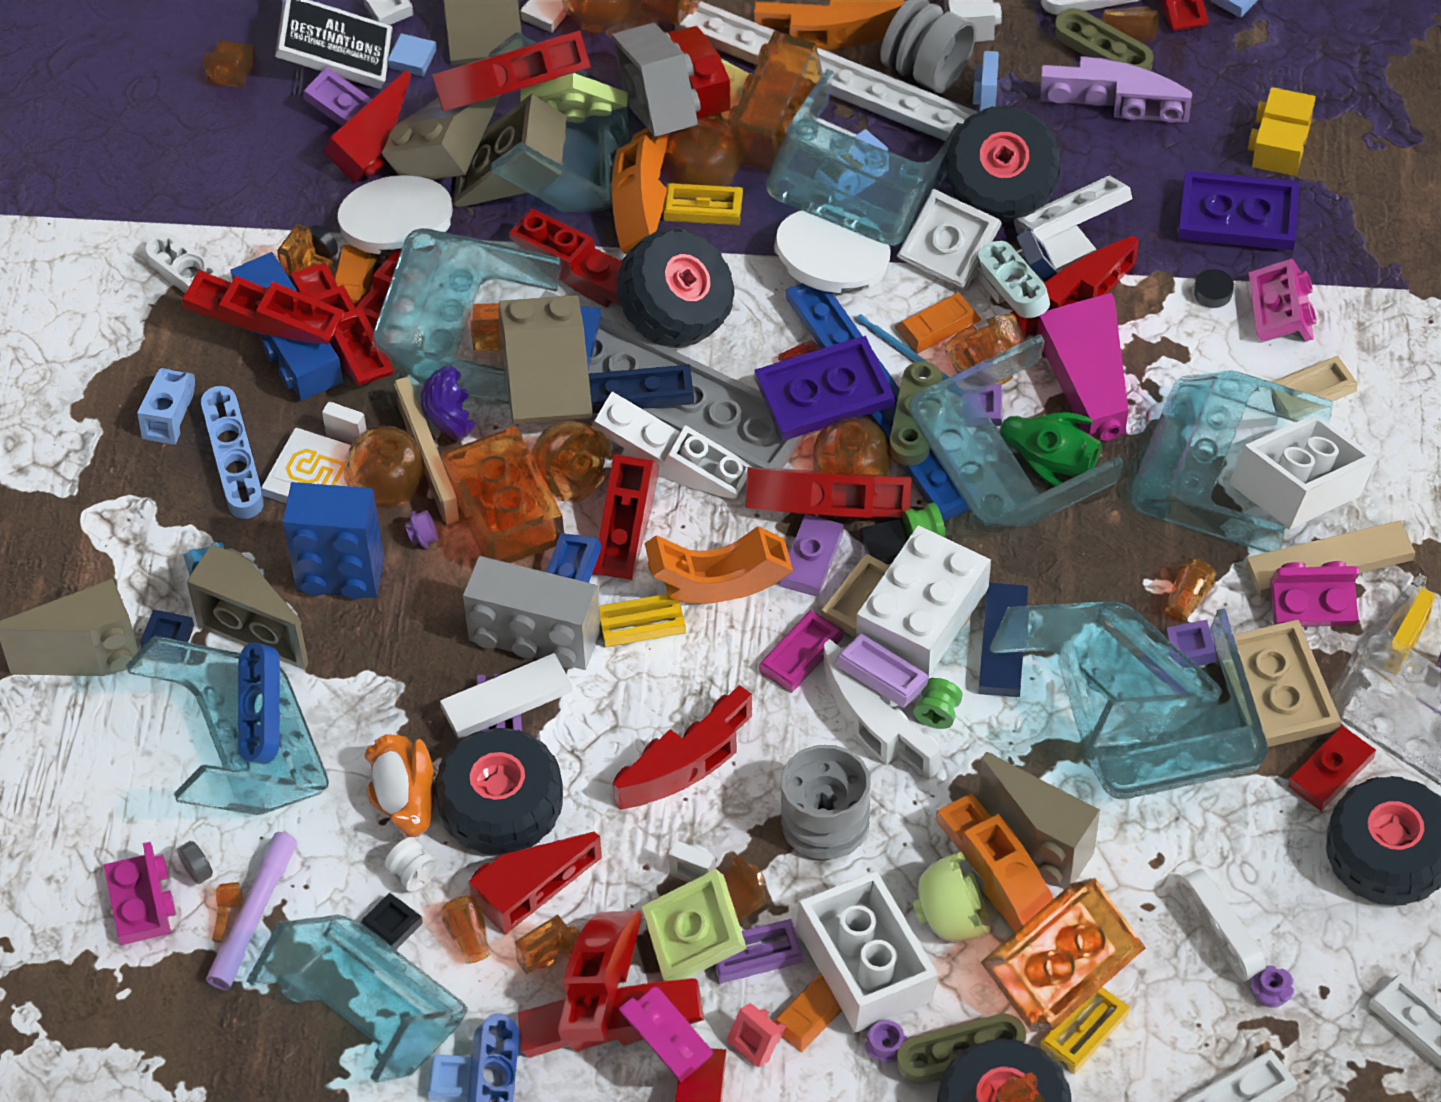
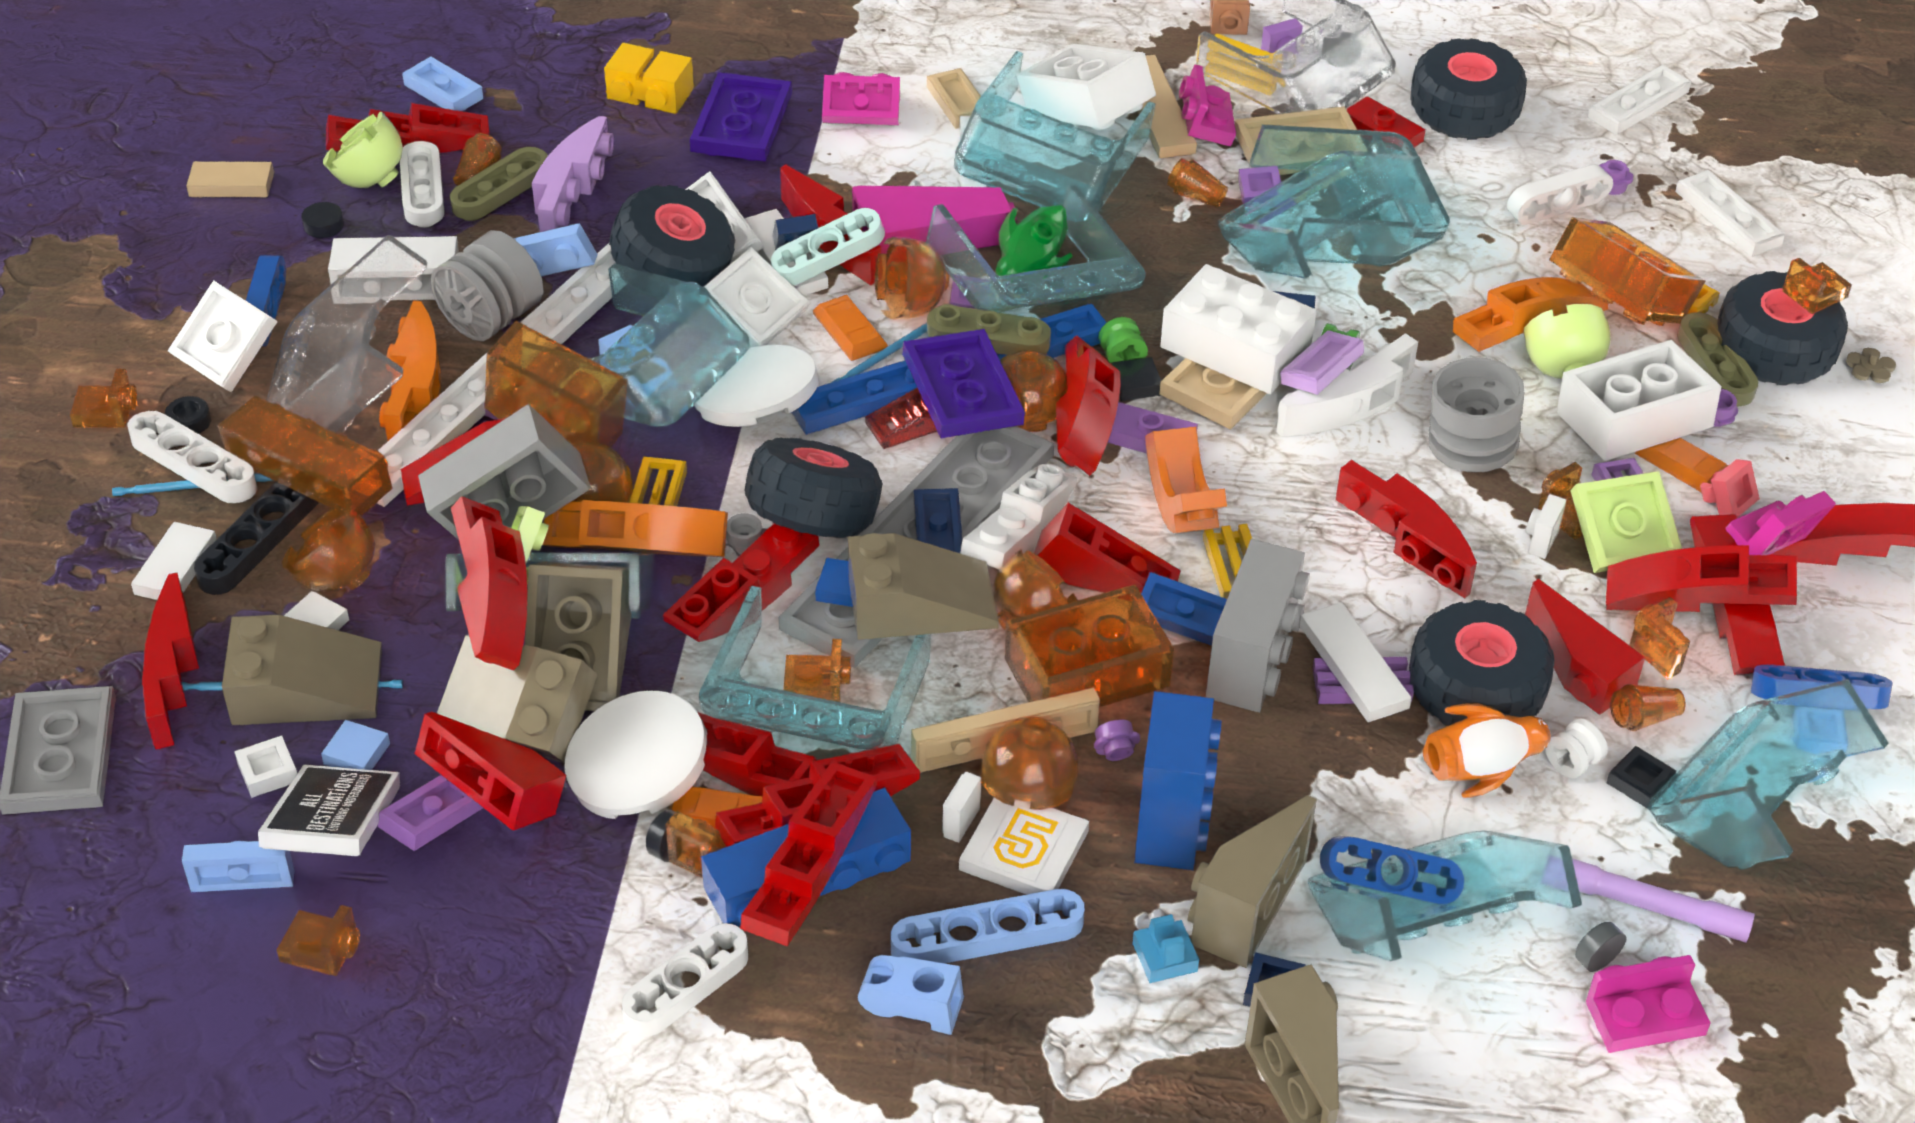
camera: 90 degrees left, 10 degrees down
(227, 896) = (1637, 925): clear orange hand -> none
(443, 403) = (949, 691): dark purple hair -> none
(799, 651) = (1270, 446): dark pink tile -> none
(1047, 821) = (1495, 256): dark tan slope -> none
(1213, 288) = (832, 144): black tile -> none

